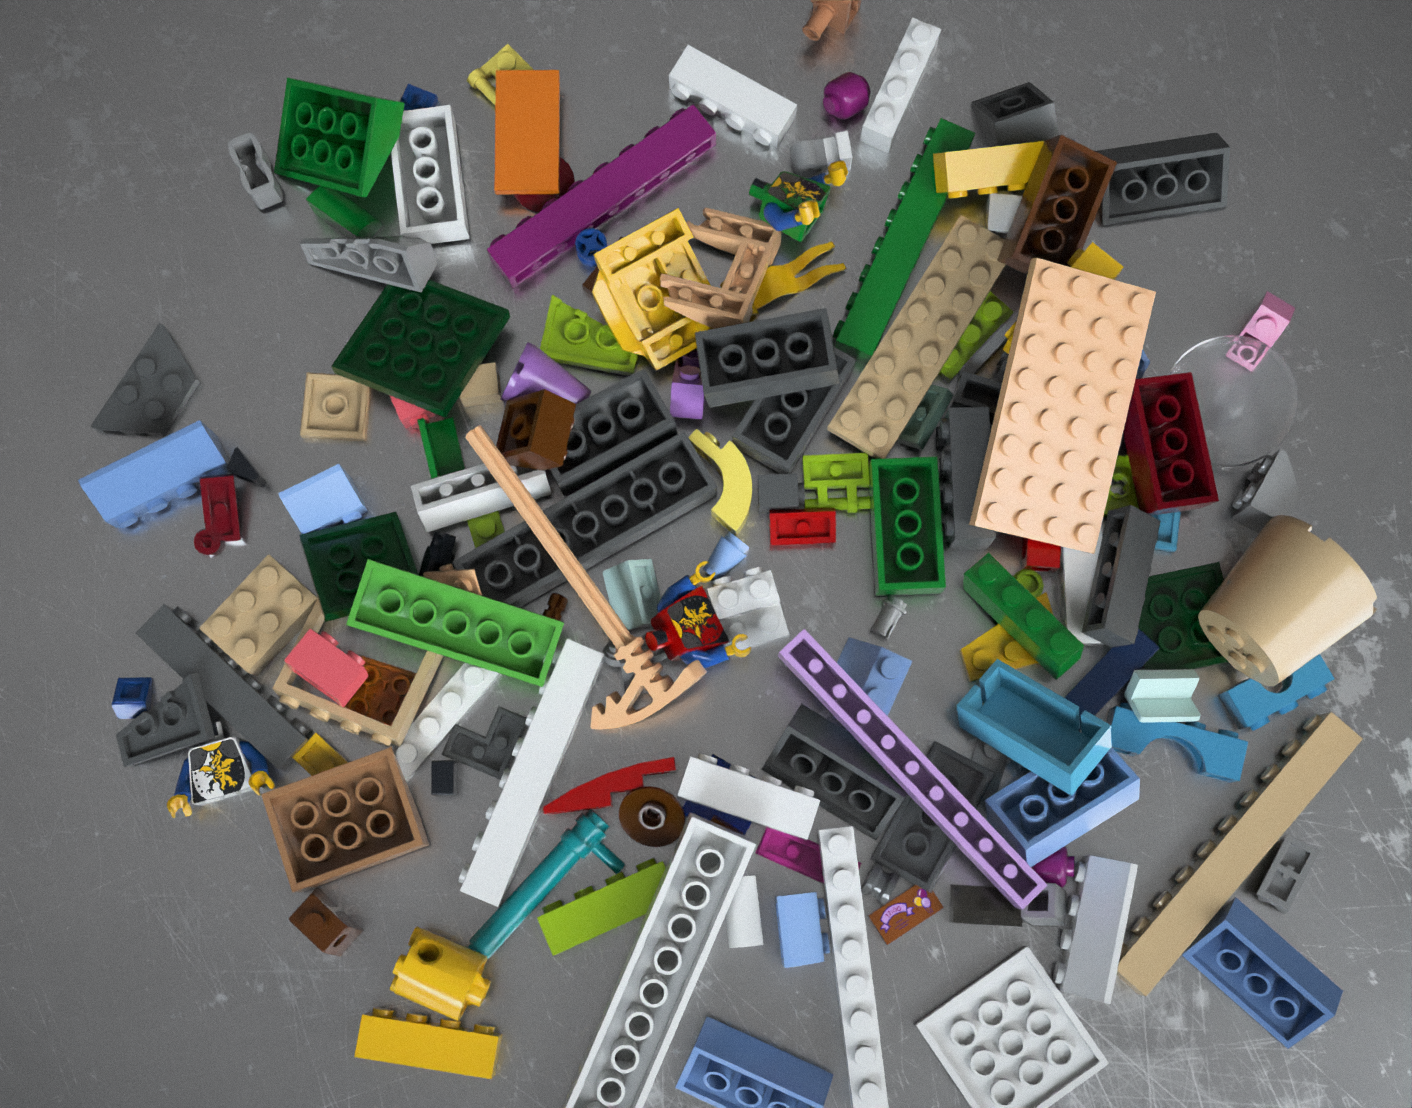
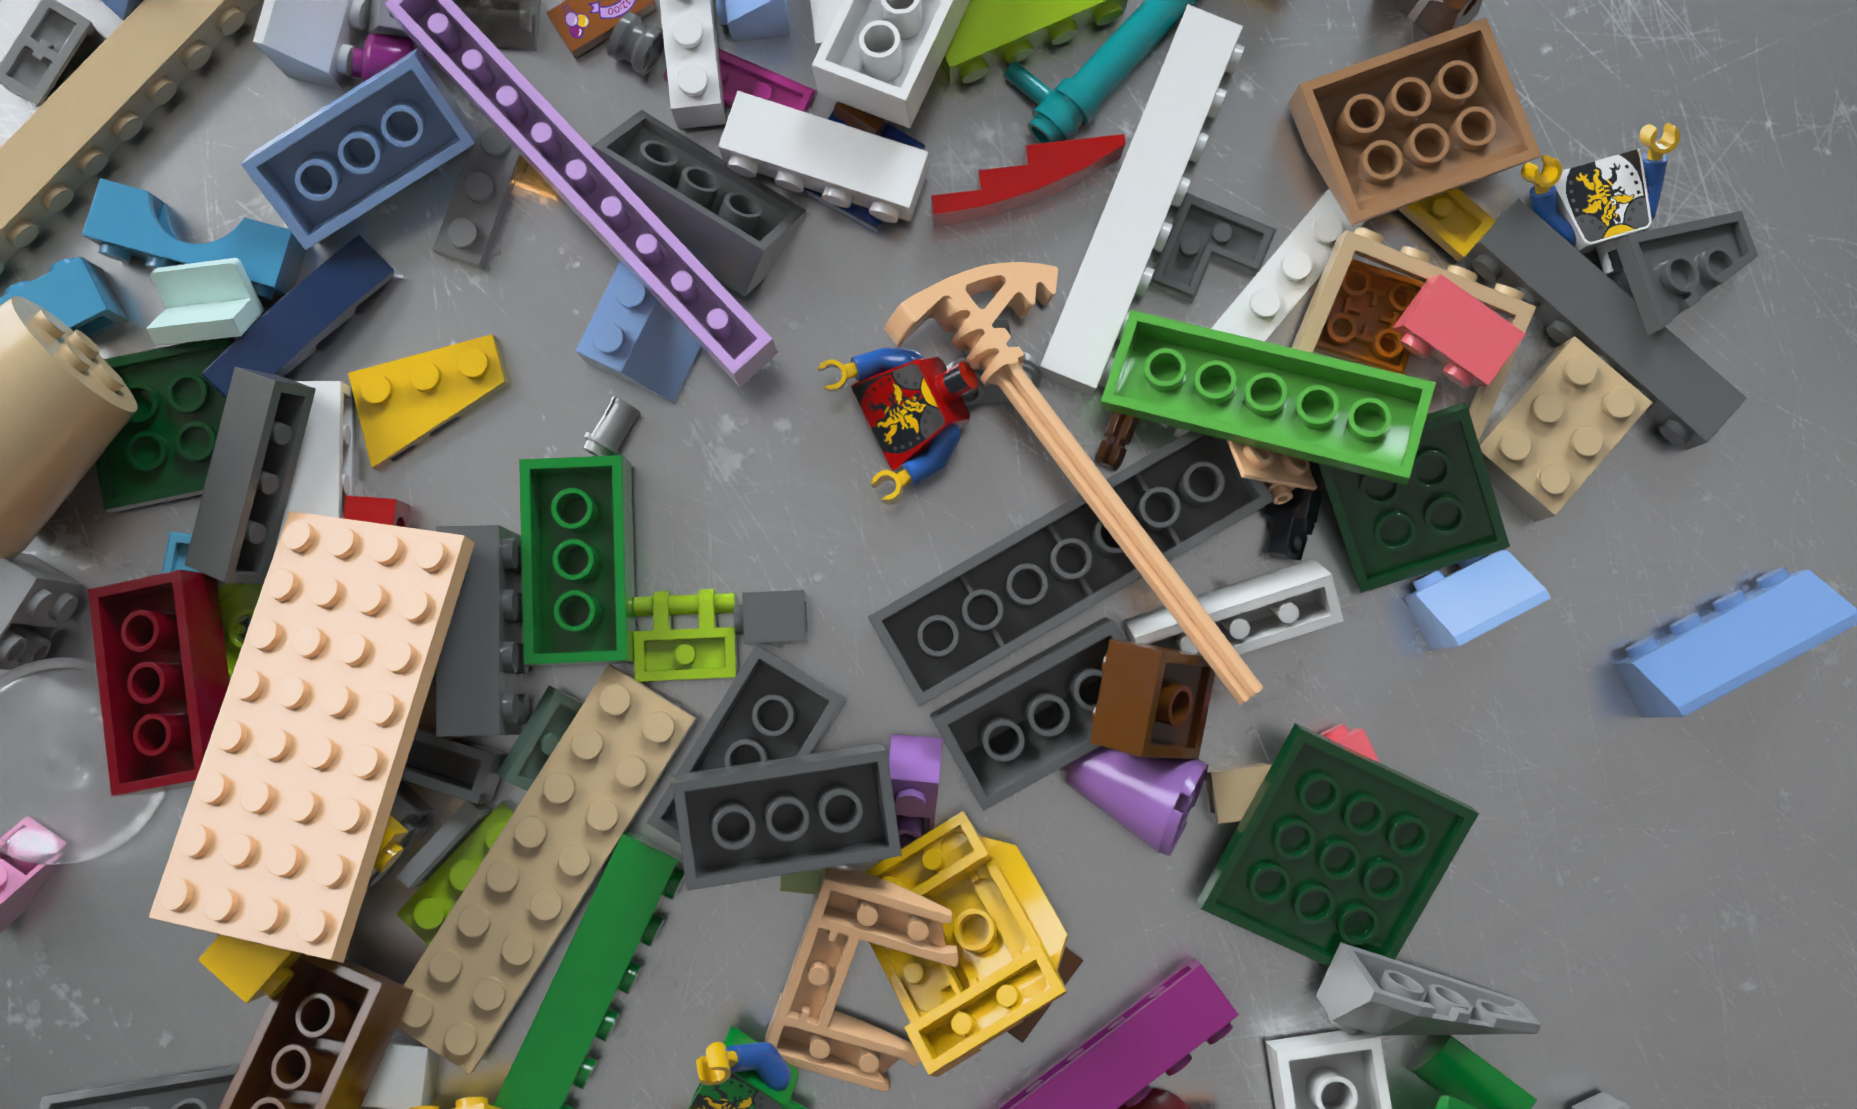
camera: 175 degrees right, 5 degrees up
(132, 697) = (1736, 316): blue slope -> none
(151, 390) = (1753, 789): dark grey wing -> none
(219, 513) = (1633, 588): dark red hinge -> none
(244, 469) = (1598, 659): black slope -> none
(335, 408) = (1466, 756): tan tile -> none
(441, 447) = (1295, 686): green panel -> none
(444, 778) = (1271, 192): black piece -> none
(485, 527) = (1219, 564): lime plate -> none
(583, 342) = (1081, 866): lime wing -> none
(588, 241) = (1076, 1029): blue wheel -> none
(633, 592) = (996, 464): light aqua panel -> none
(650, 827) = (965, 136): reddish brown dish -> none
(726, 555) = (855, 523): light blue cone -> none
(732, 467) = (837, 633): light yellow arch -> none
(749, 608) = (822, 442): white plate -> none
(781, 279) = (761, 964): yellow flag -> none
(802, 526) = (737, 566): red plate -> none
(913, 841) = (593, 96): dark grey tile -> none
(1022, 616) = (404, 418): green brick -> none
(1030, 580) = (401, 478): lime plate -> none
(1034, 726) = (395, 247): medium azure piece -> none

